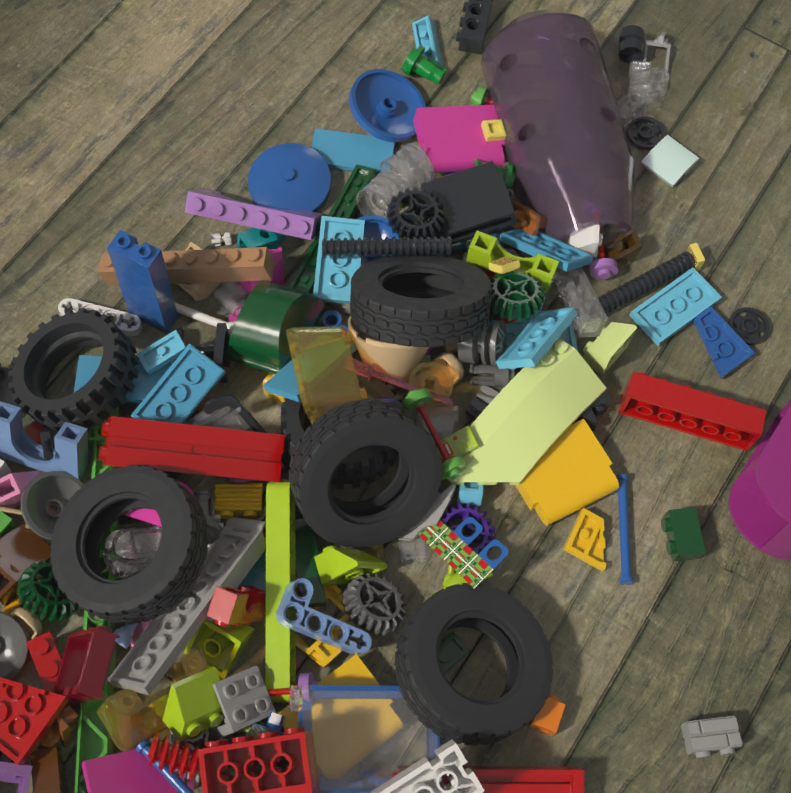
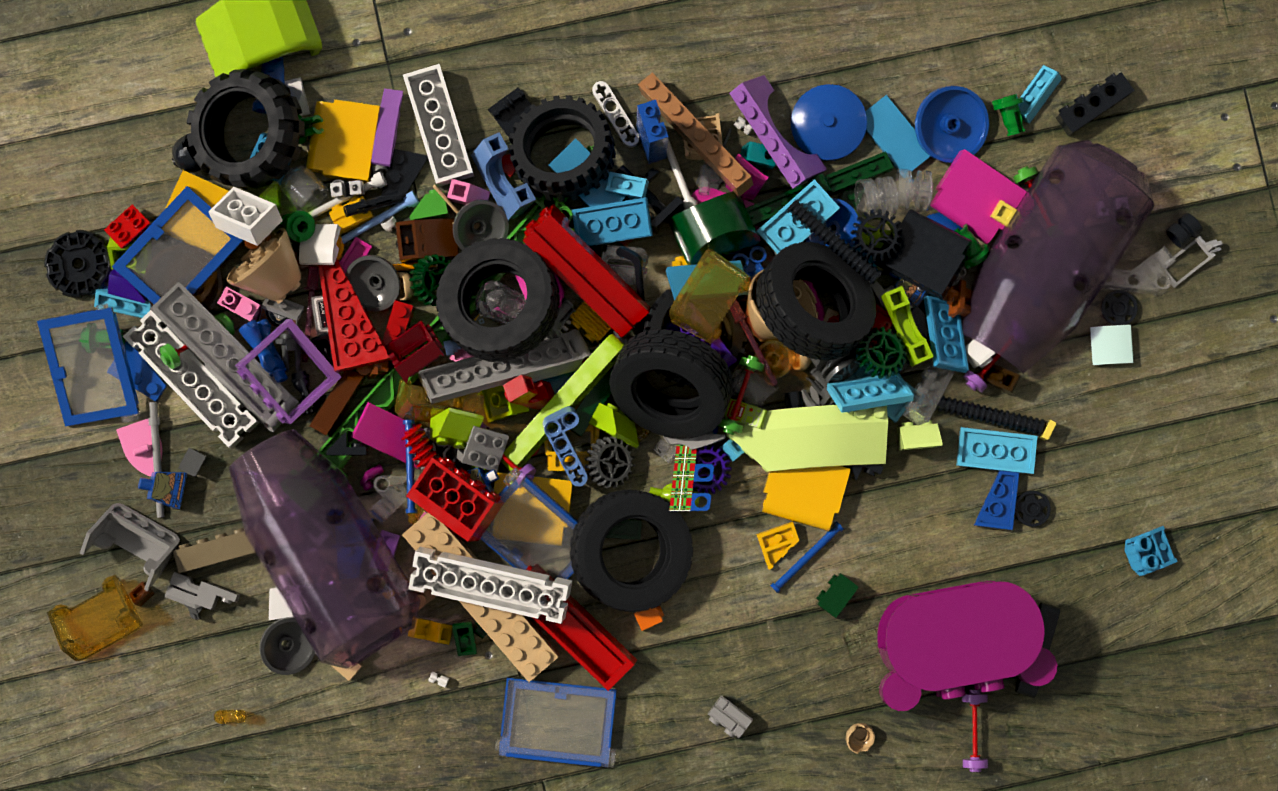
camera: 45 degrees right, 20 degrees up
(46, 444) = (506, 183): black bar -> none
(504, 265) = (895, 326): light yellow tile -> none
(692, 411) = (924, 528): red brick -> none

